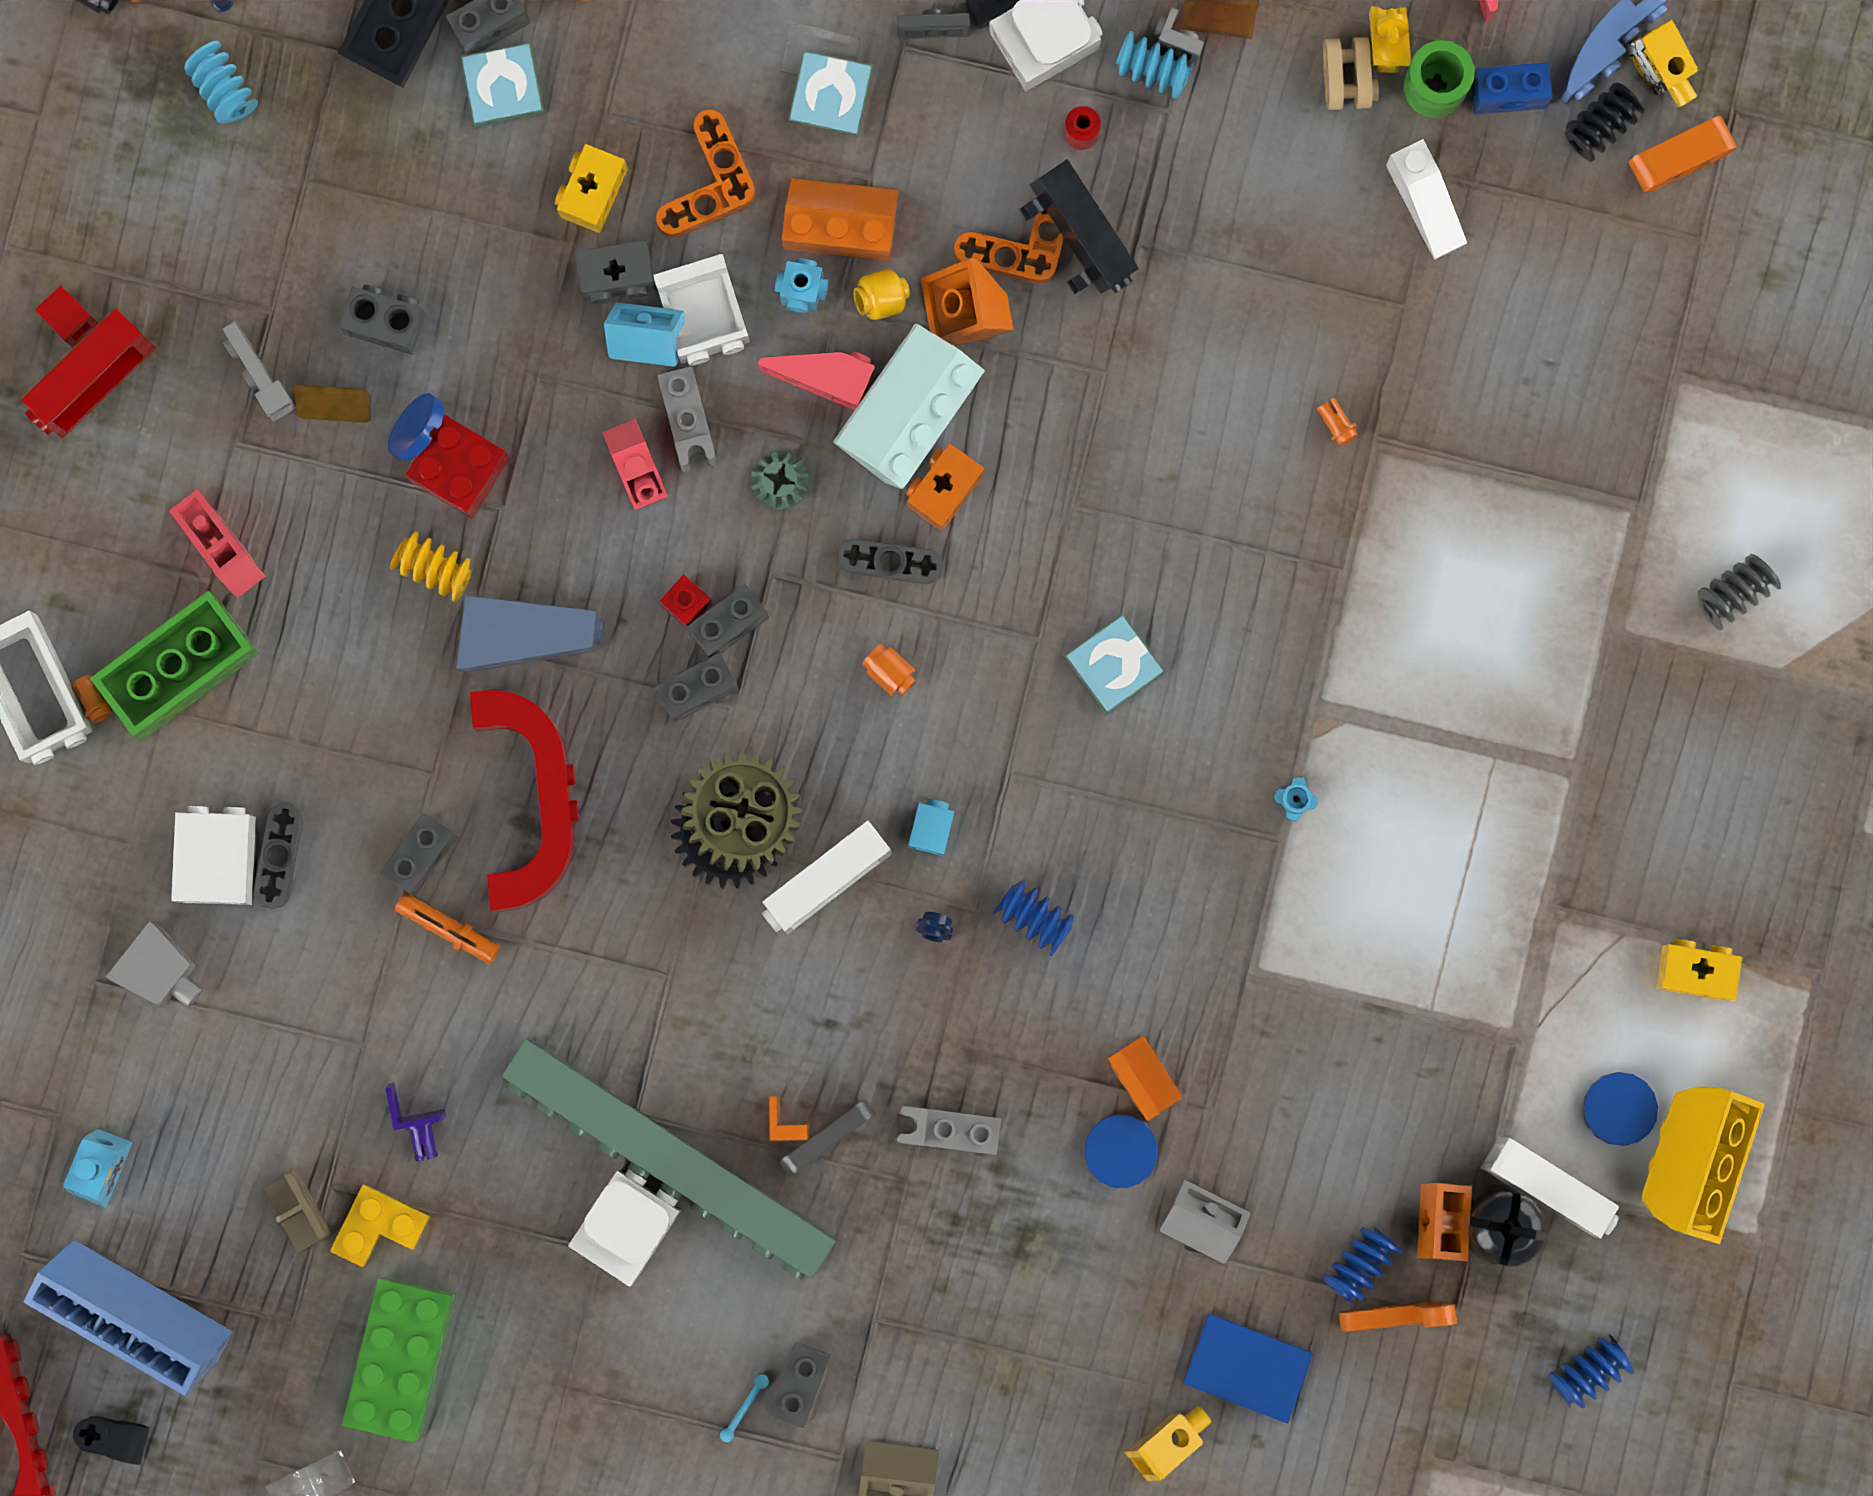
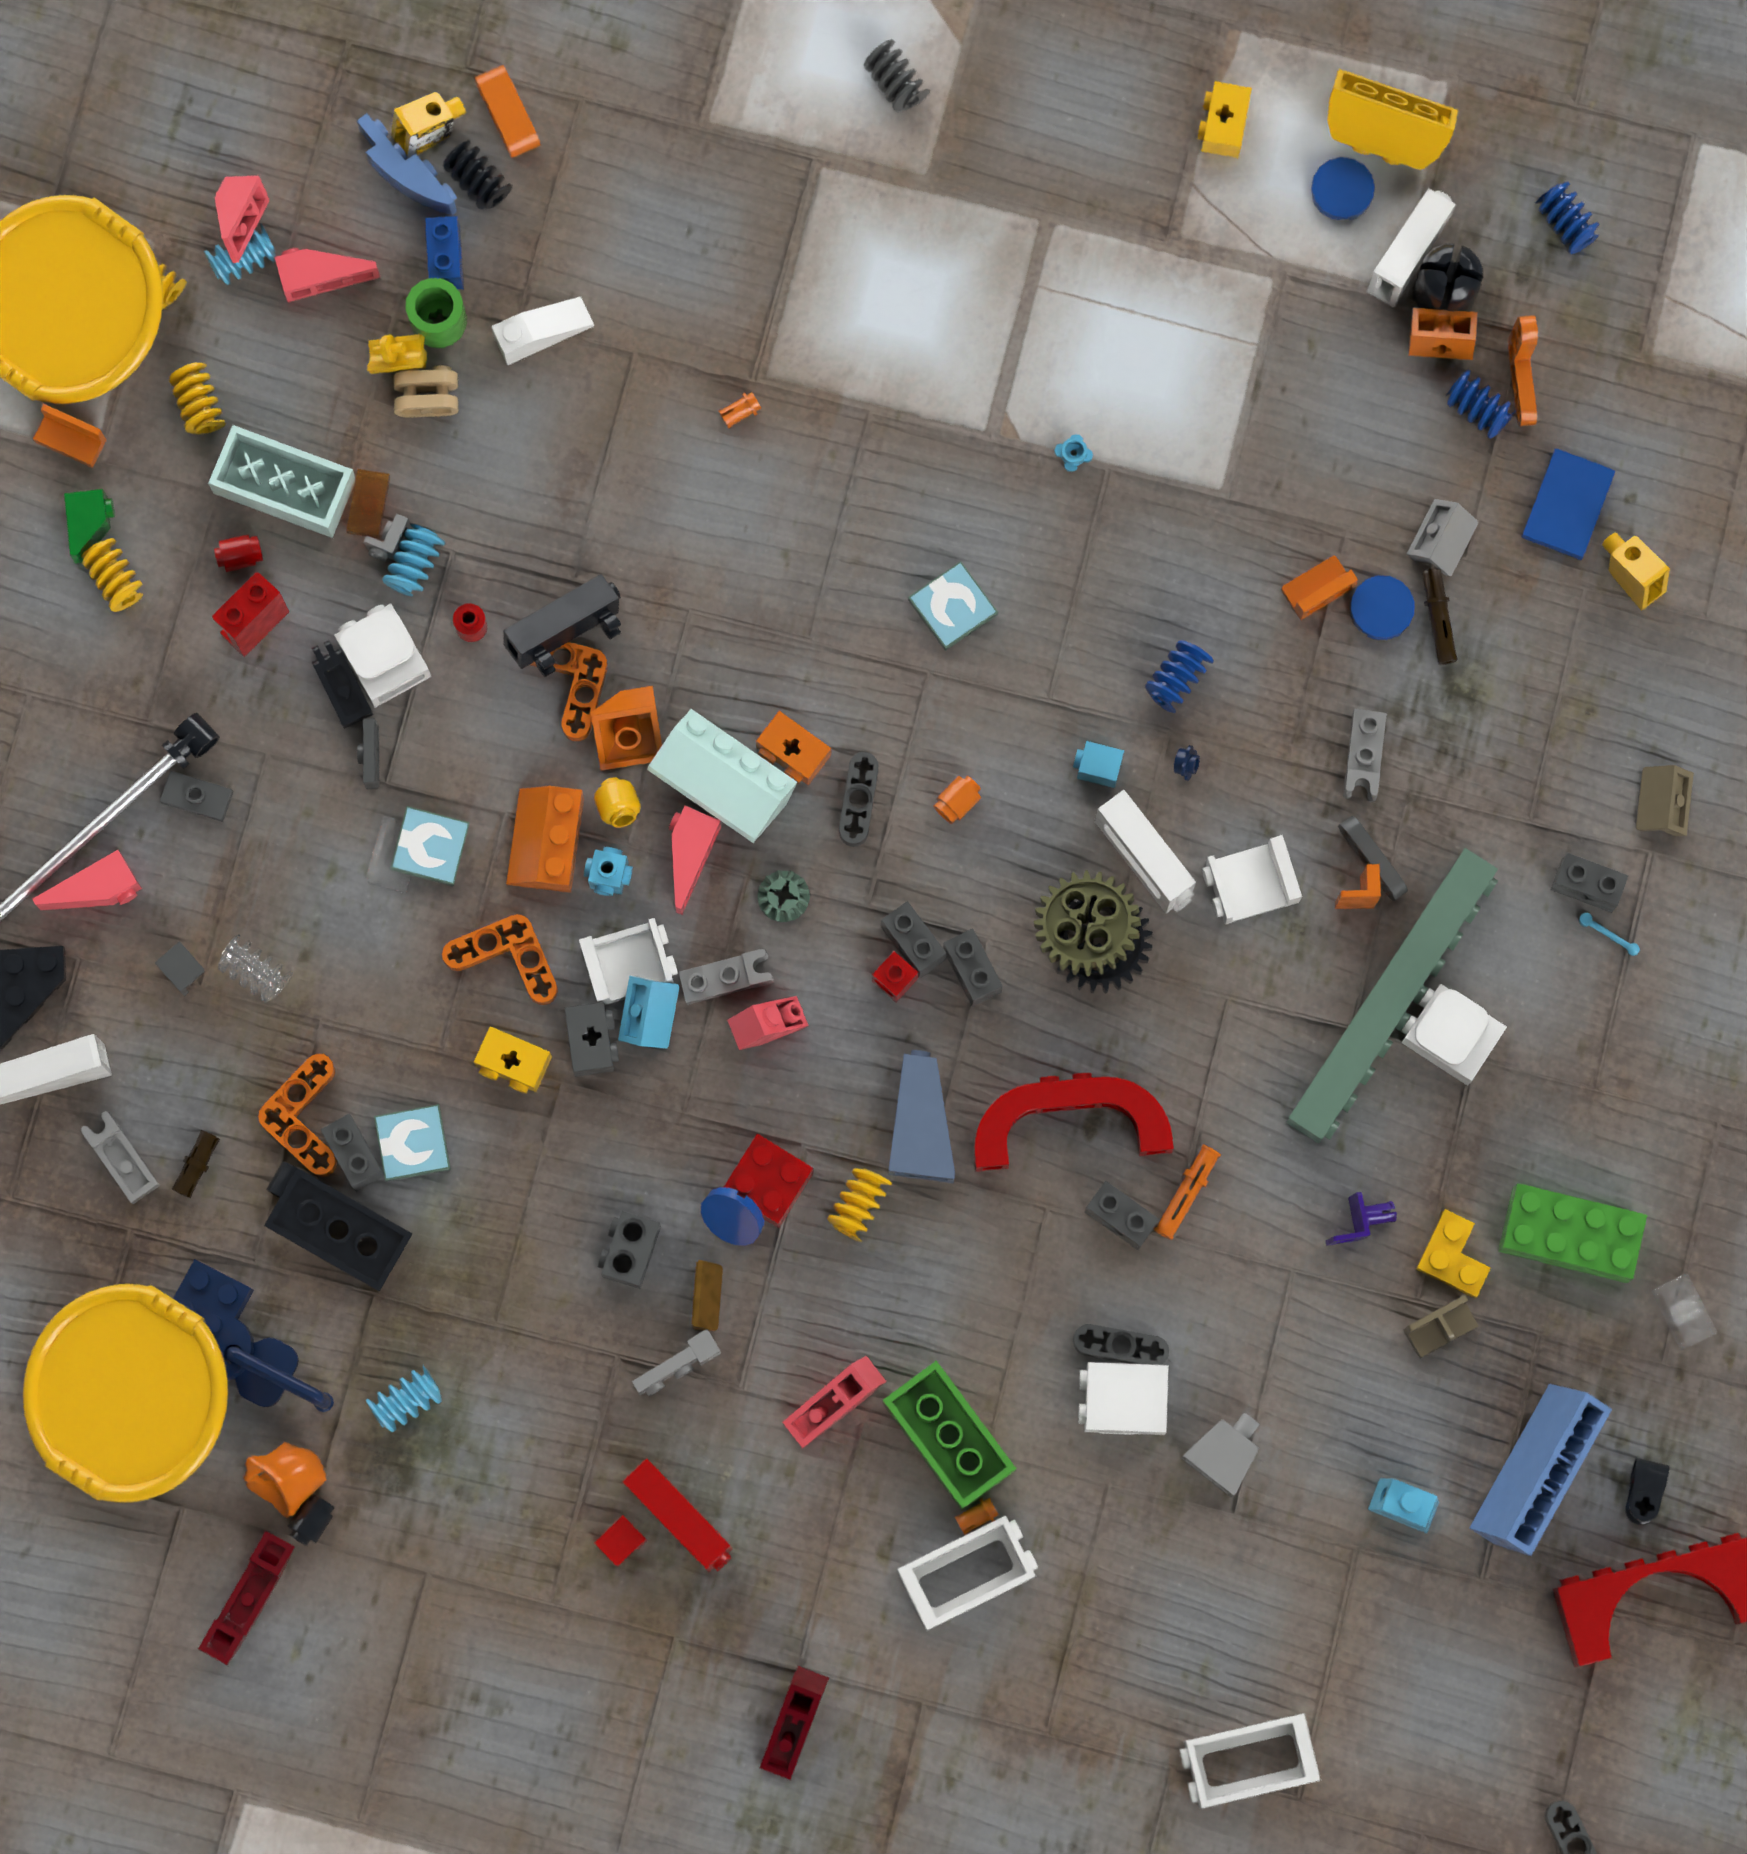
camera: 90 degrees left, 5 degrees down
(800, 1000) = (1252, 881): none -> white panel
(1111, 1216) = (1439, 616): none -> dark brown axle

